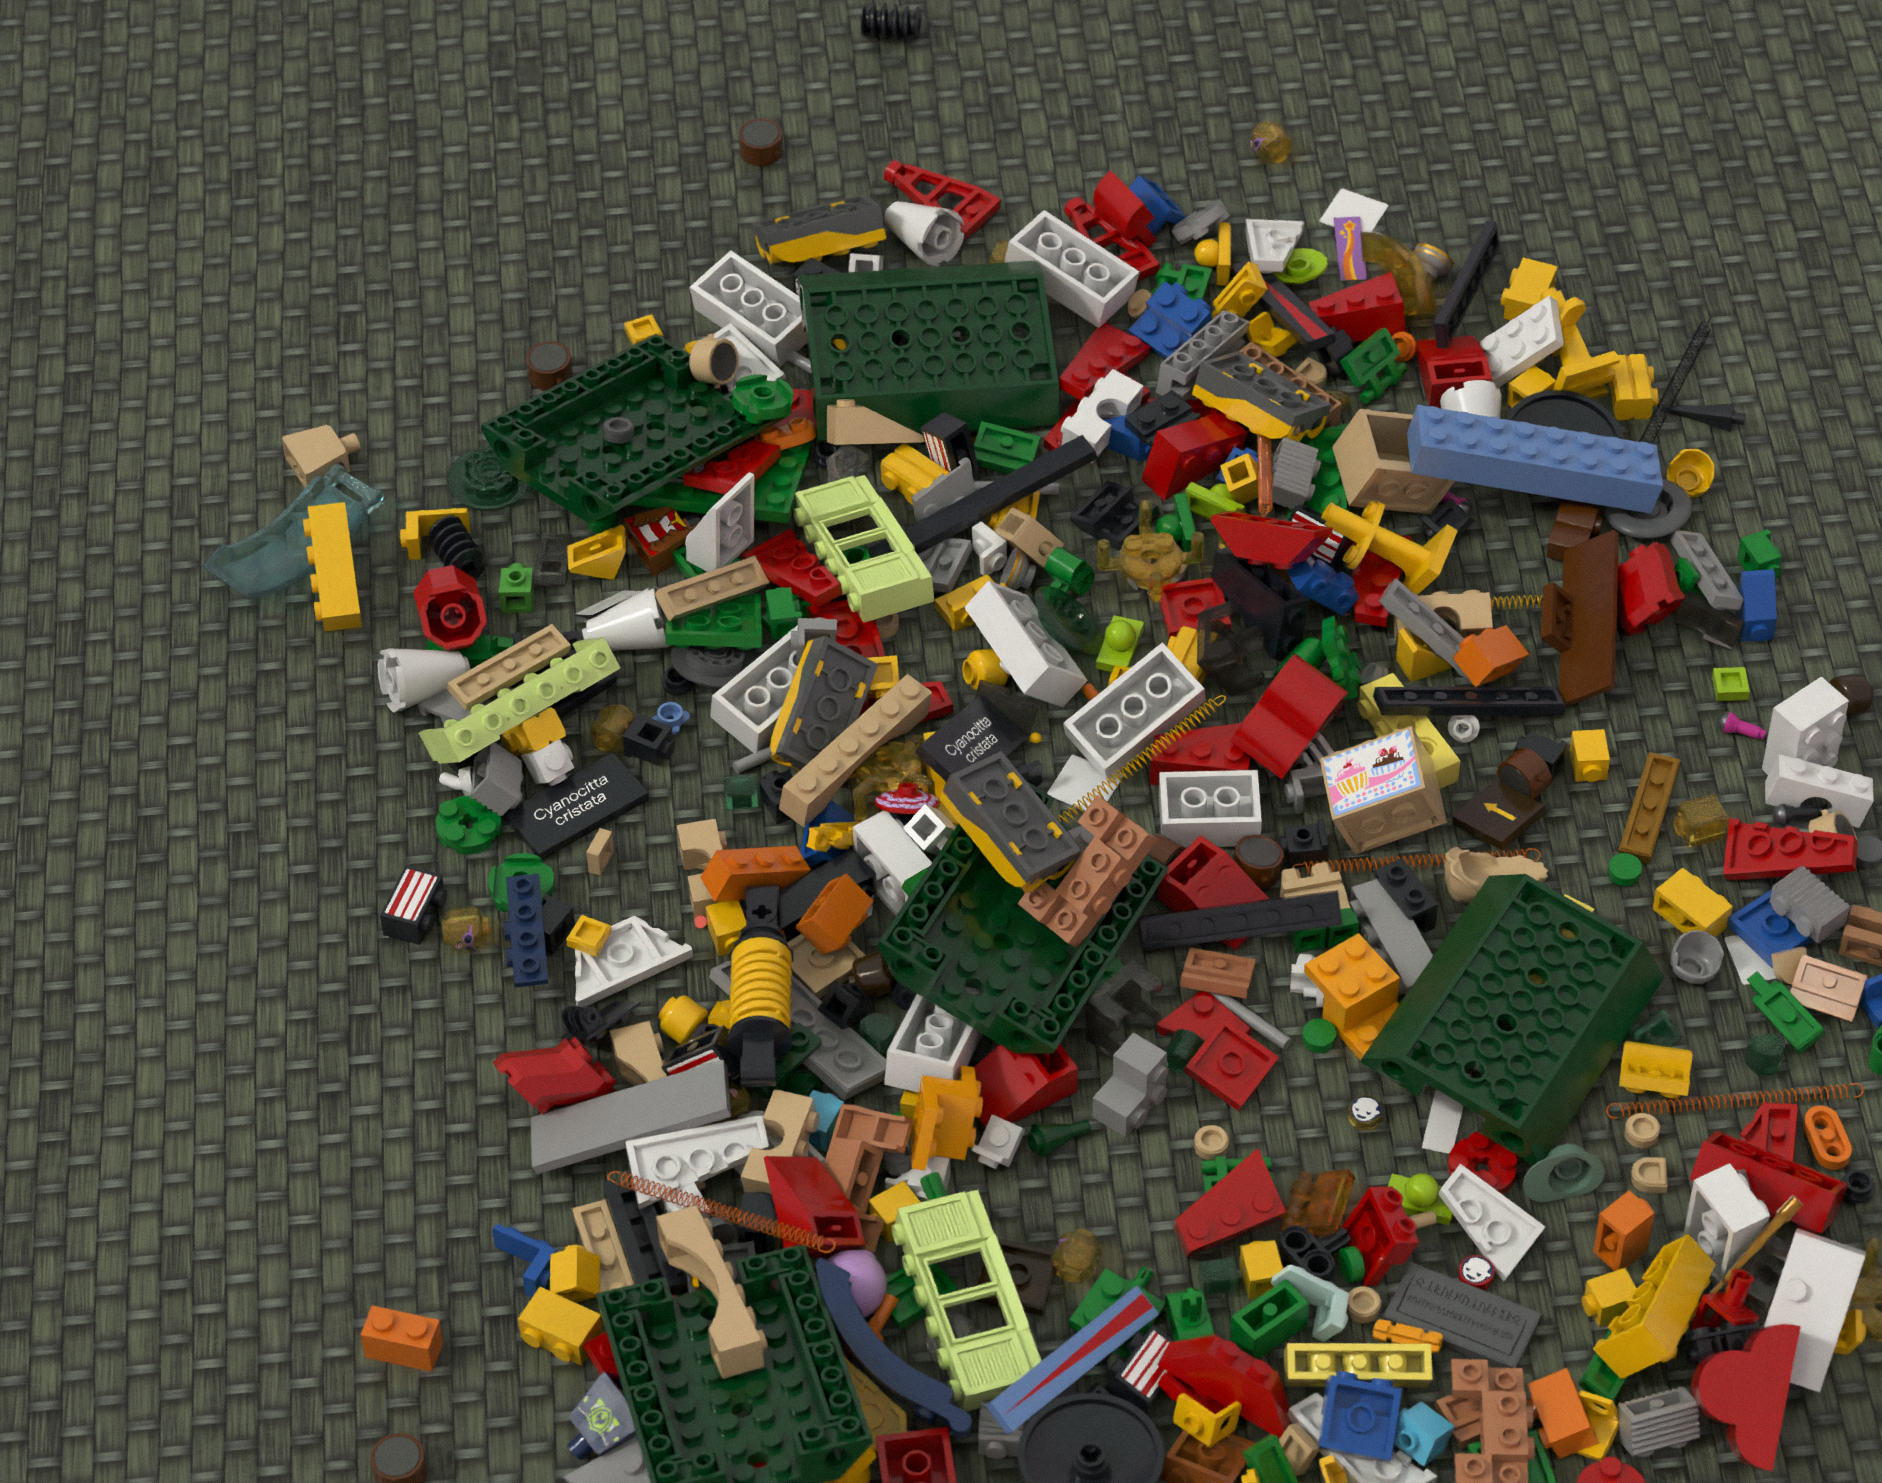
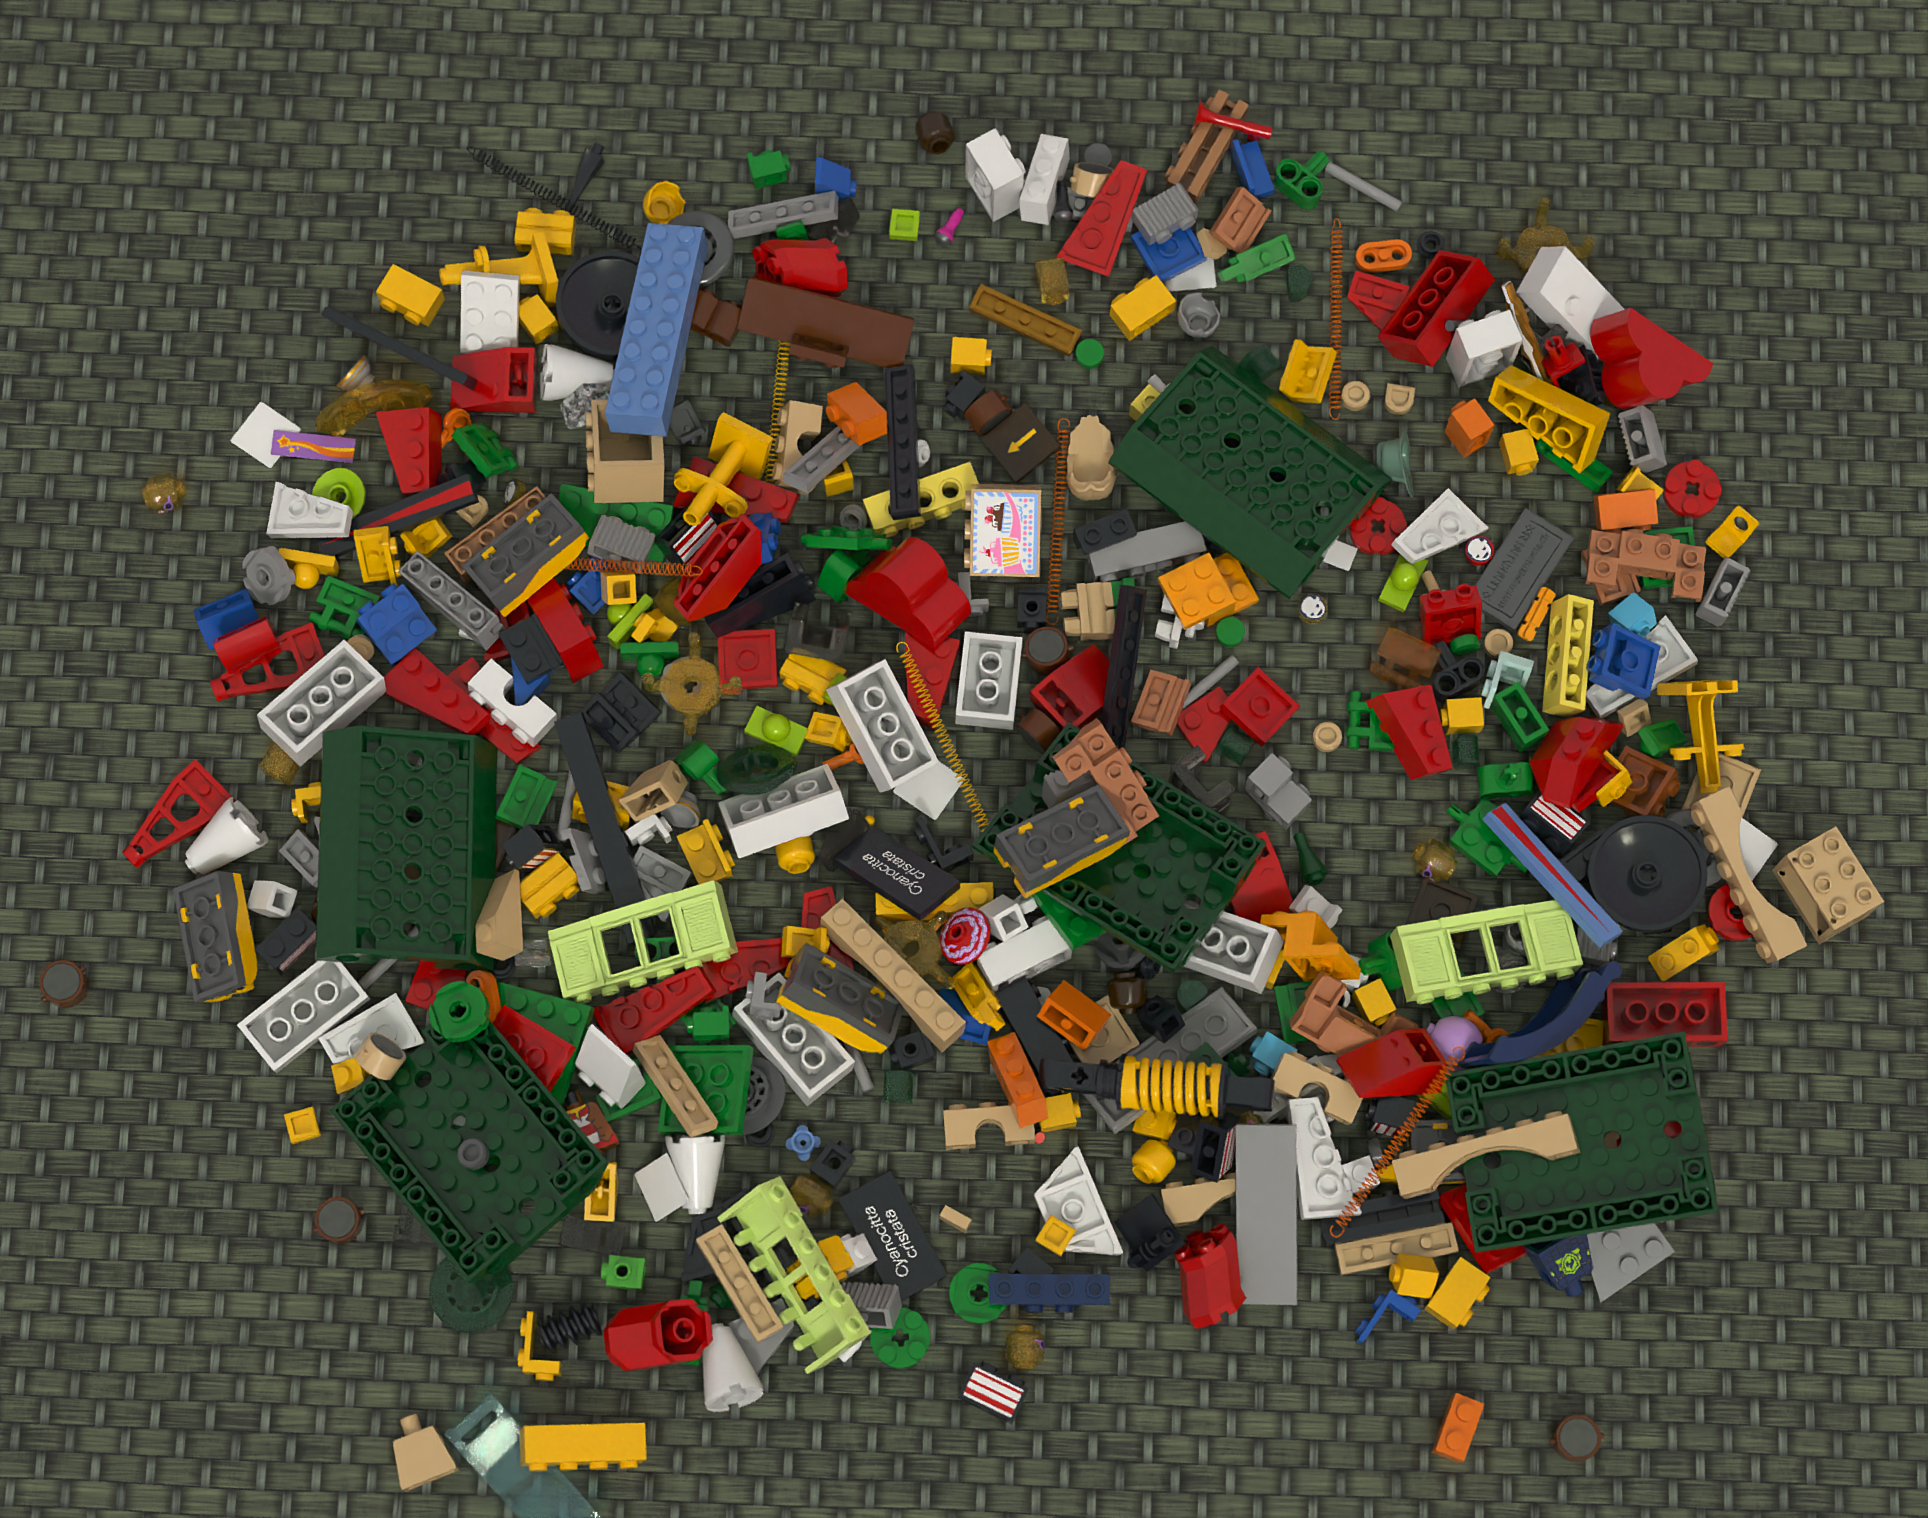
camera: 85 degrees left, 25 degrees up
(1202, 510) = (654, 626): none -> yellow bracket

